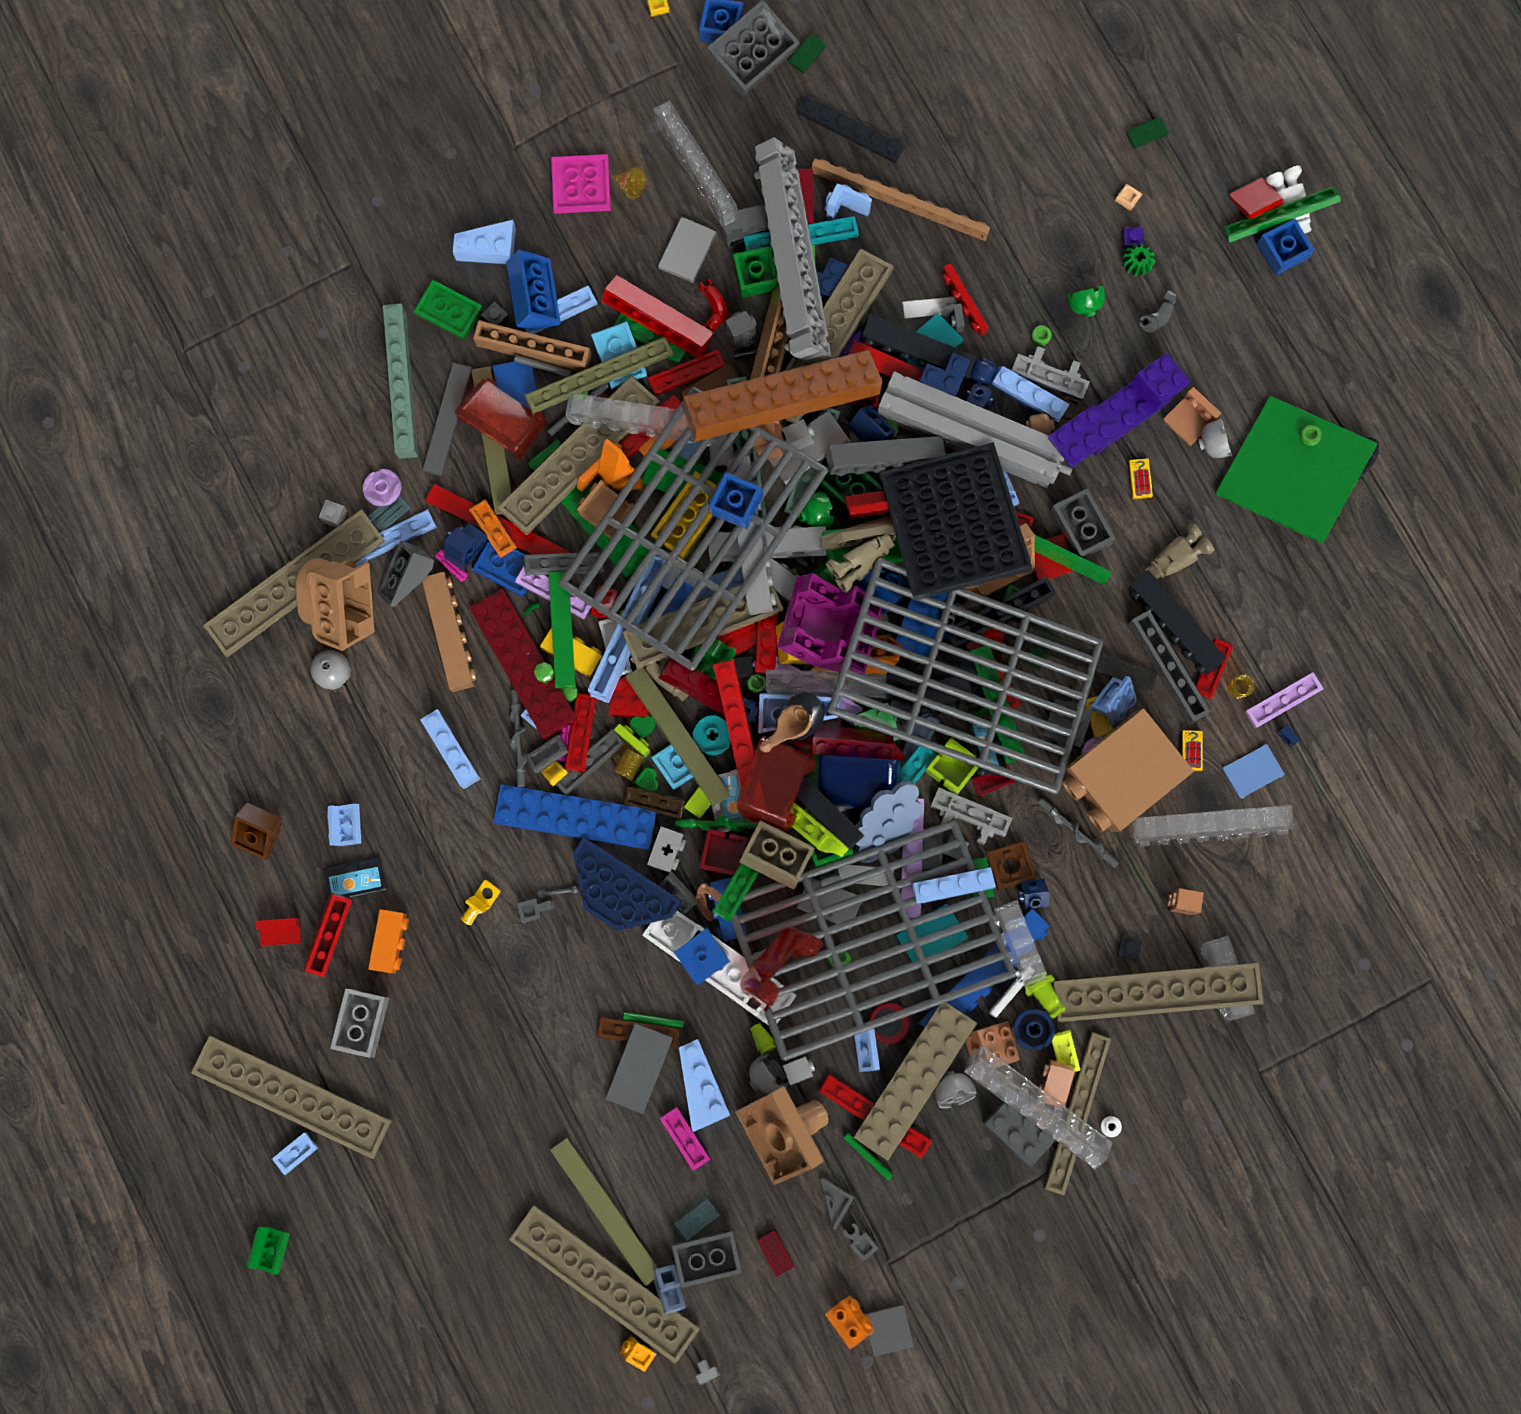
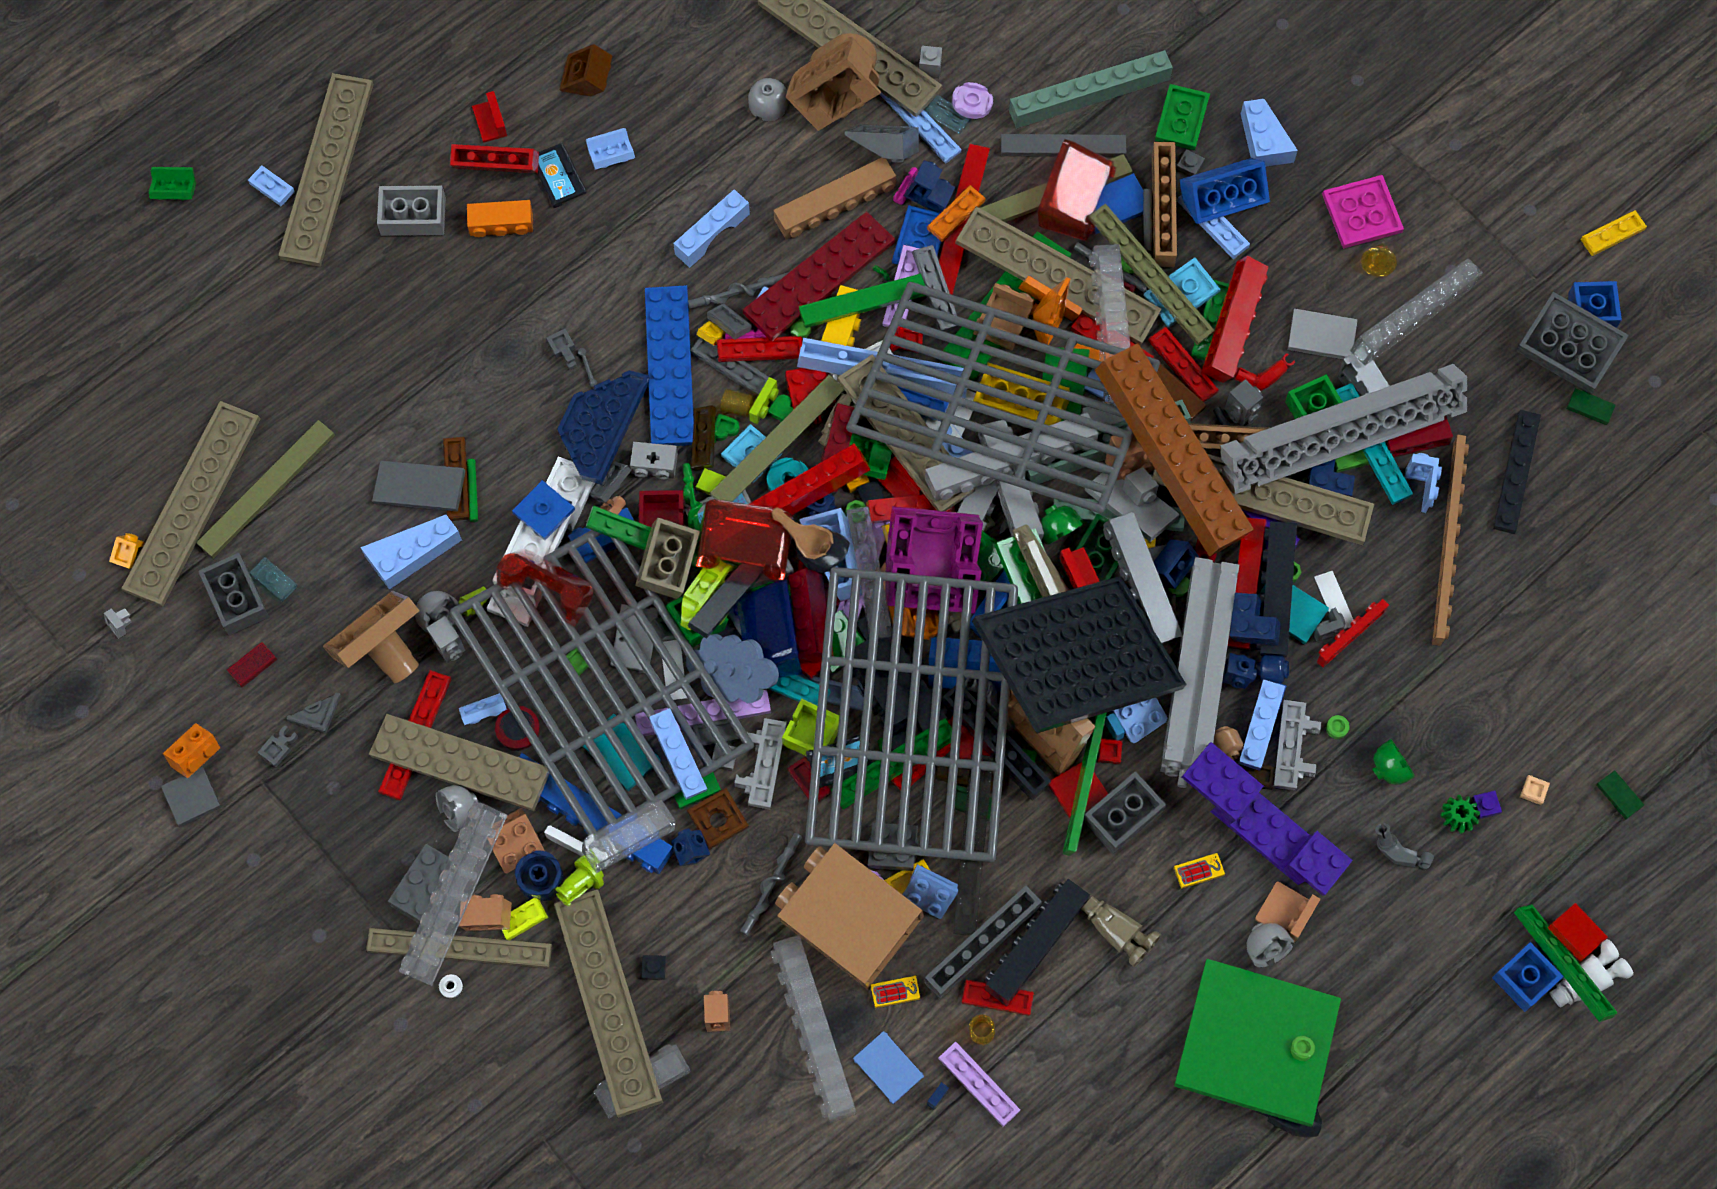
camera: 75 degrees right, 10 degrees down
(479, 903) = (558, 293): yellow bracket -> none
(544, 672) = (812, 293): bright green tile -> none
(668, 1289) = (188, 566): sand blue brick -> none
(685, 1138) = (350, 550): dark pink plate -> none
(736, 500) = (1038, 423): blue brick -> none
(859, 561) = (1009, 569): dark tan piece -> none
(868, 1156) = (359, 754): green bar -> none

